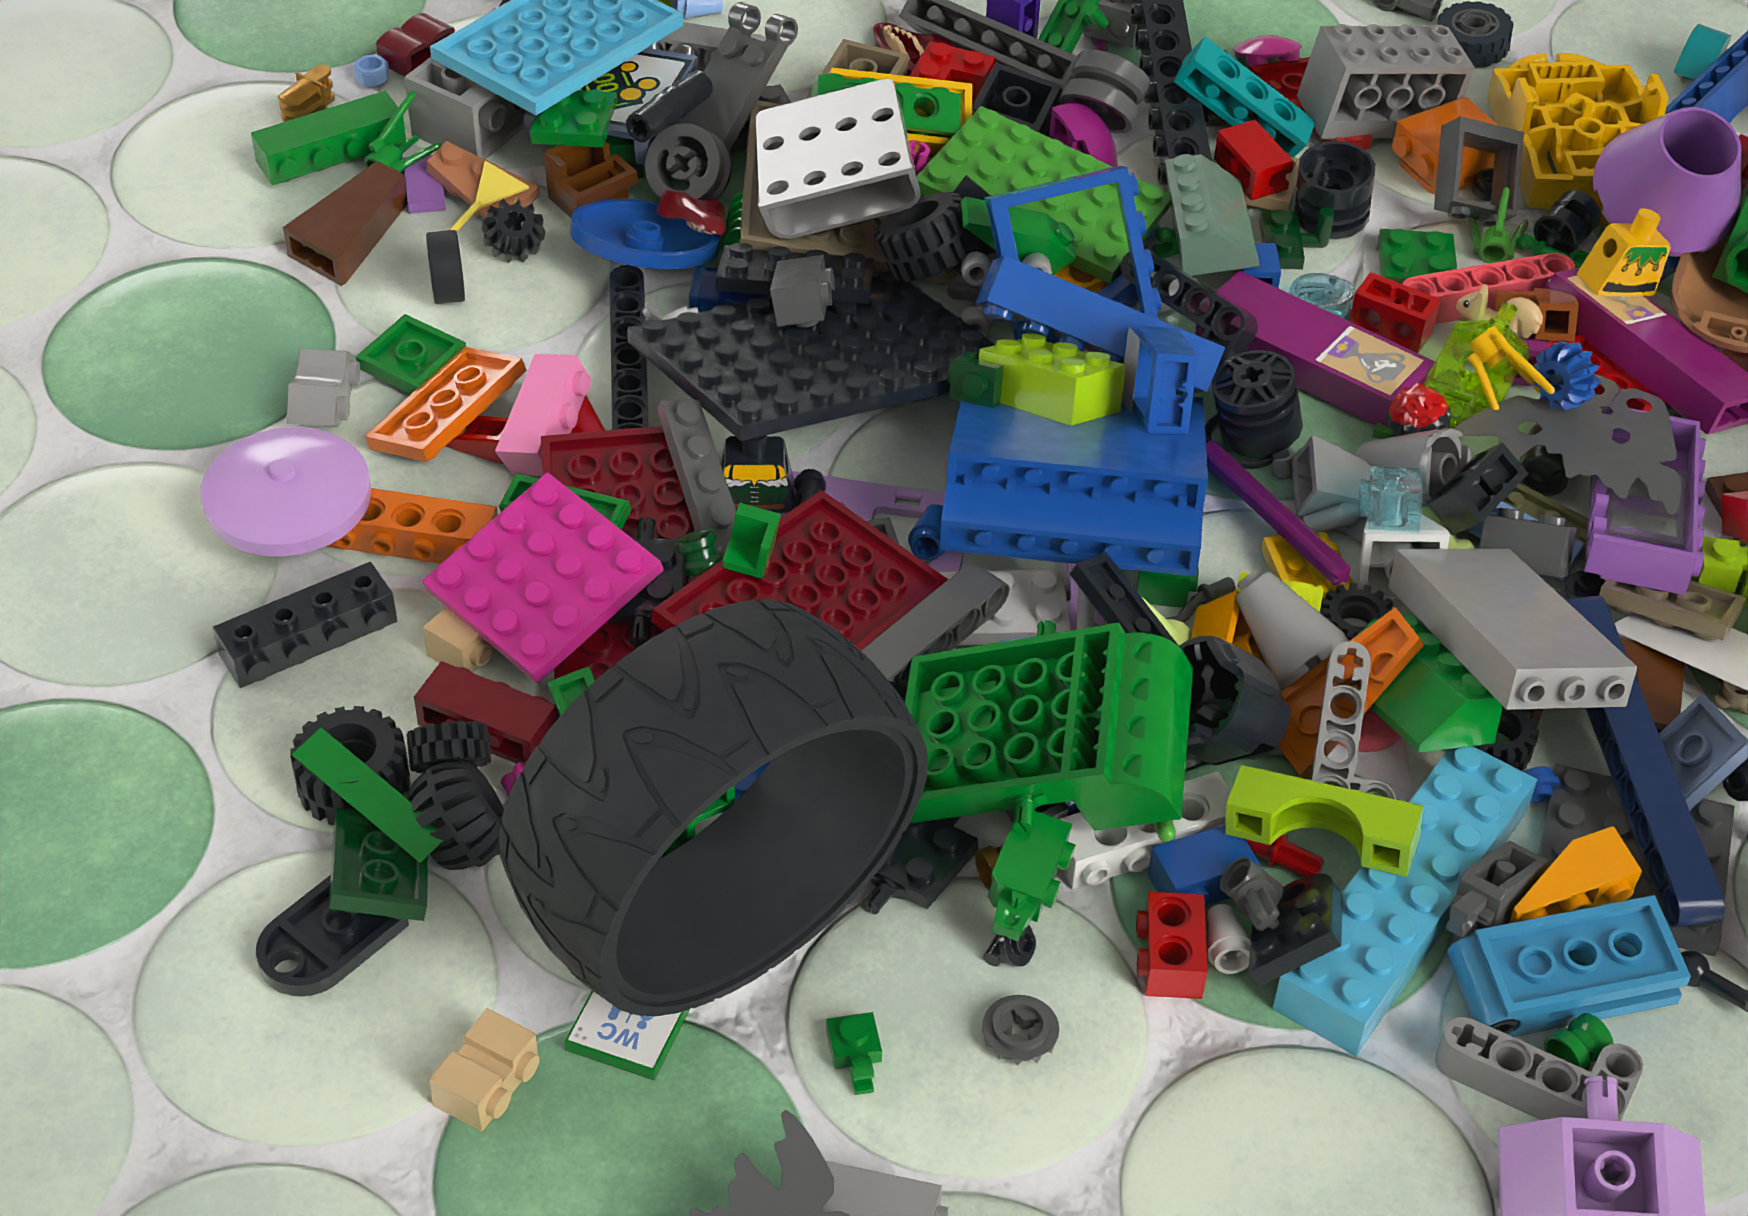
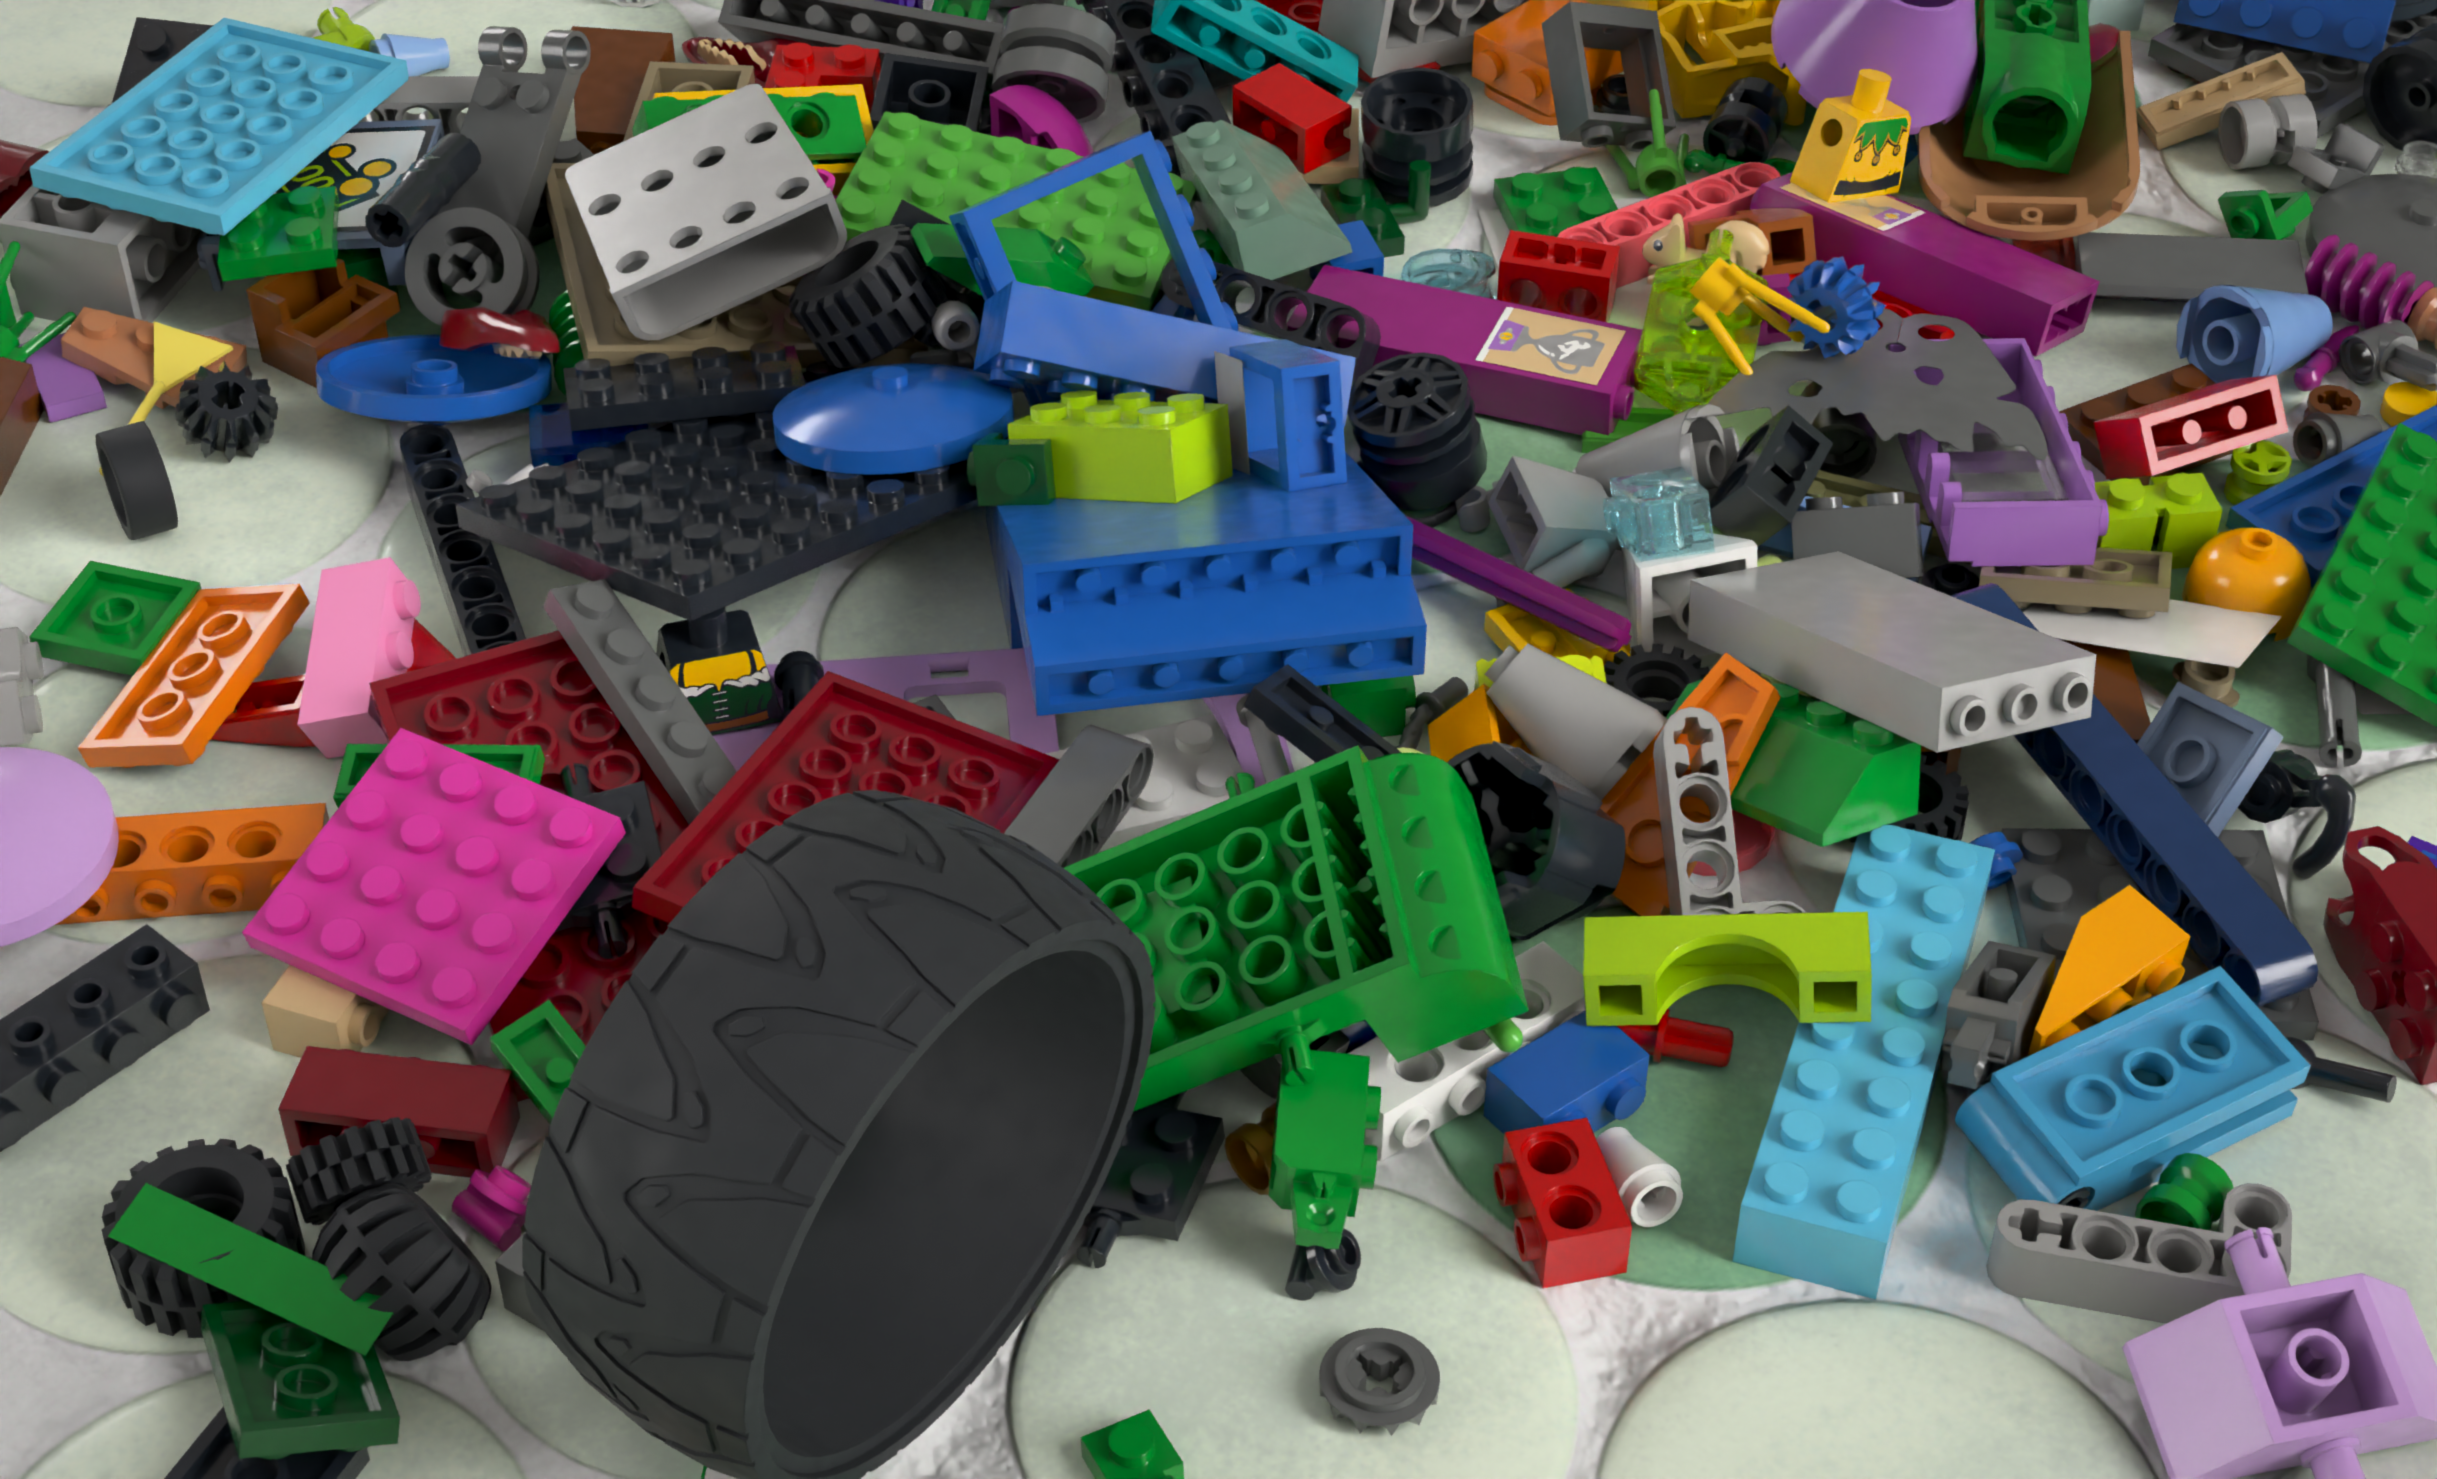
camera: 15 degrees left, 5 degrees down
(698, 551) = (673, 793): dark green wheel -> none
(751, 540) = (753, 757): green panel -> none
(801, 291) = (711, 401): dark grey brick -> none
(816, 42) = (614, 81): none -> reddish brown slope
(914, 325) = (890, 418): none -> blue dish
(925, 535) = (1003, 704): blue cone -> none
(1253, 892) = (1658, 1096): dark grey axle -> none
(1306, 929) = (1736, 1131): black plate -> none
(1418, 411) = (1644, 396): red piece -> none

